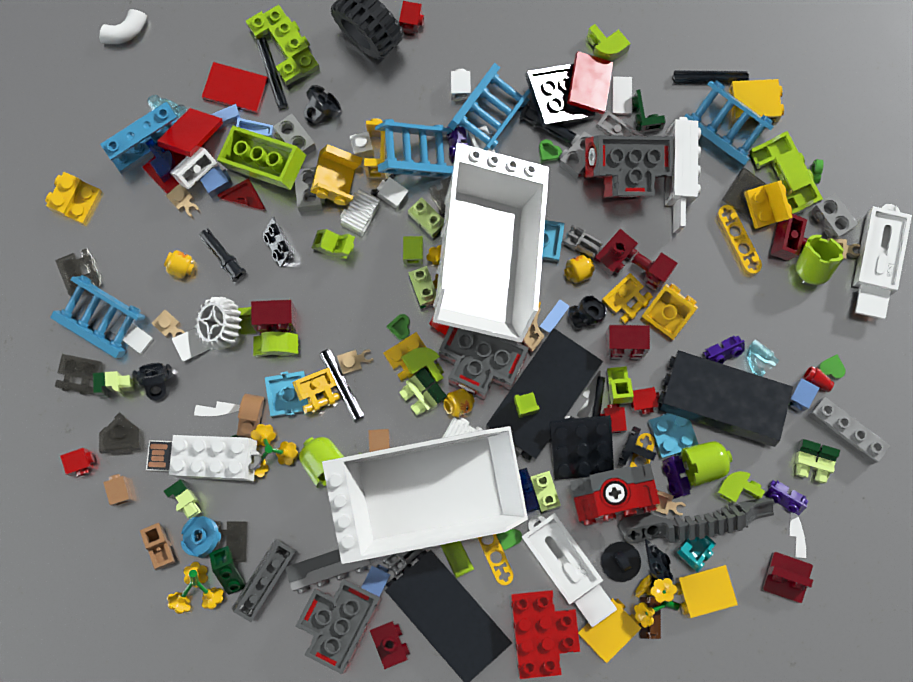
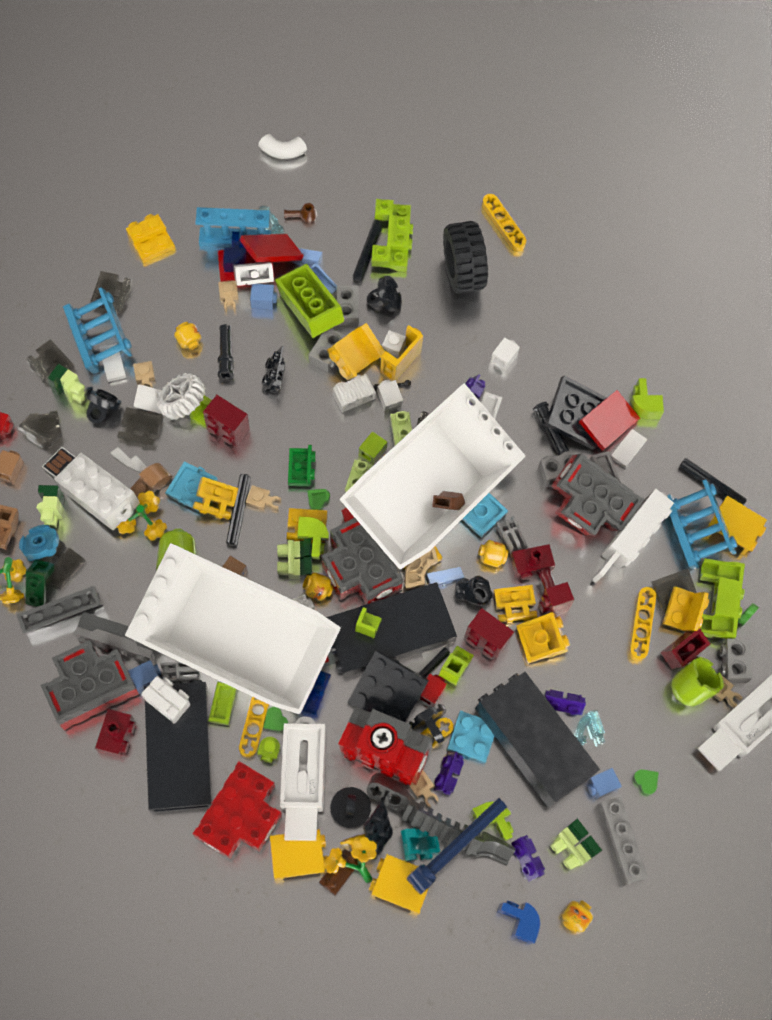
camera: 30 degrees right, 10 degrees down
(191, 79) = (305, 215): none -> reddish brown bar
(200, 368) = (140, 421): none -> clear smoke plate
(235, 86) = (332, 241): red tile -> none
(244, 195) = (276, 320): red tile -> none
(275, 343) = (213, 442): lime brick -> none
(333, 244) = (314, 401): lime brick -> none
(365, 310) = (300, 466): none -> green bracket
(408, 166) = (415, 379): dark azure fence -> none
(411, 17) = (504, 280): red brick -> none
(412, 588) = (166, 699): none -> white brick
(472, 106) = (517, 366): dark azure fence -> none
(516, 253) = (448, 500): none -> reddish brown piece
(522, 564) = (269, 750): none -> lime plate
(545, 492) = (331, 705): yellowish green hips -> none
(548, 151) = (537, 450): bright green tile -> none
(645, 401) = (467, 692): red brick -> none
(652, 122) = (635, 483): dark green bracket -> none
(706, 462) = (481, 778): lime cylinder -> none
(722, 575) = (424, 875): none -> dark blue piece
(788, 577) = (480, 925): dark red bracket -> none
(797, 531) = (517, 893): white sticker -> none
(818, 378) = (627, 780): red cone -> none
(822, 548) = (527, 921): none -> blue brick
(856, 515) = (577, 916): none -> yellow head

